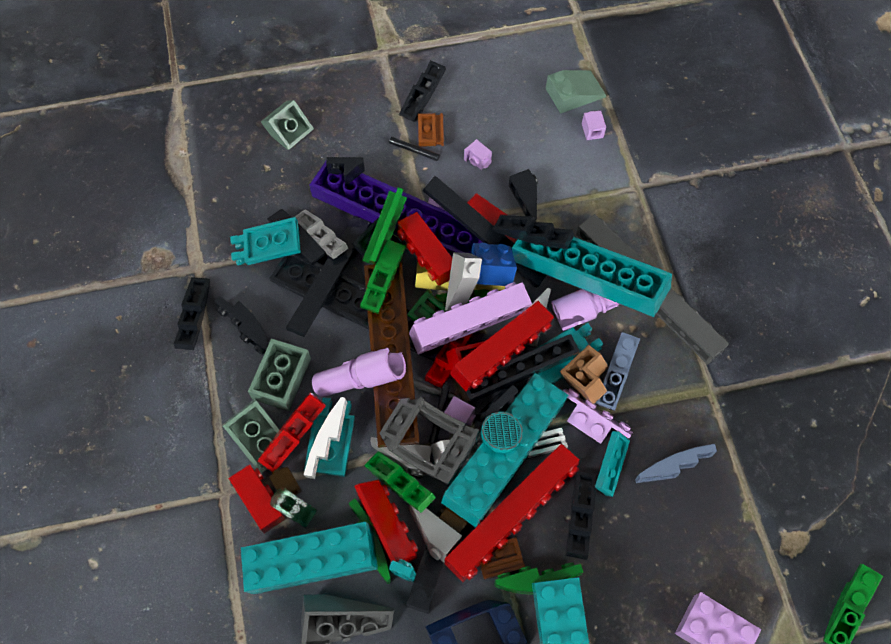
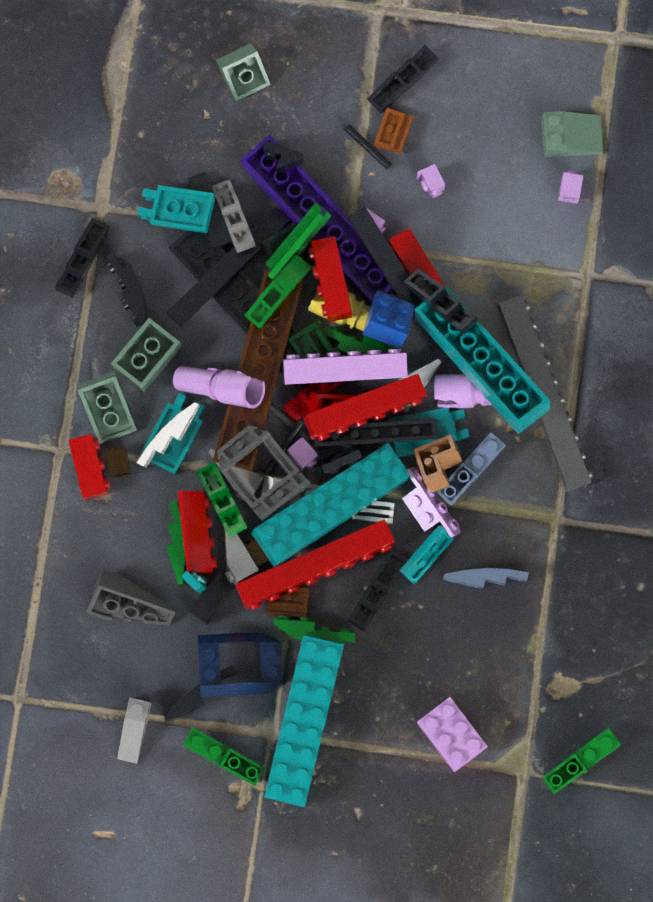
camera: 25 degrees right, 15 degrees up
(291, 432) = (139, 416): red slope -> none
(292, 507) = (117, 488): clear green brick -> none
(308, 558) = (117, 539): teal brick -> none
(463, 278) = (351, 327): light grey slope -> none
(501, 432) = (329, 491): tile -> none
(525, 191) = (463, 240): black slope -> none

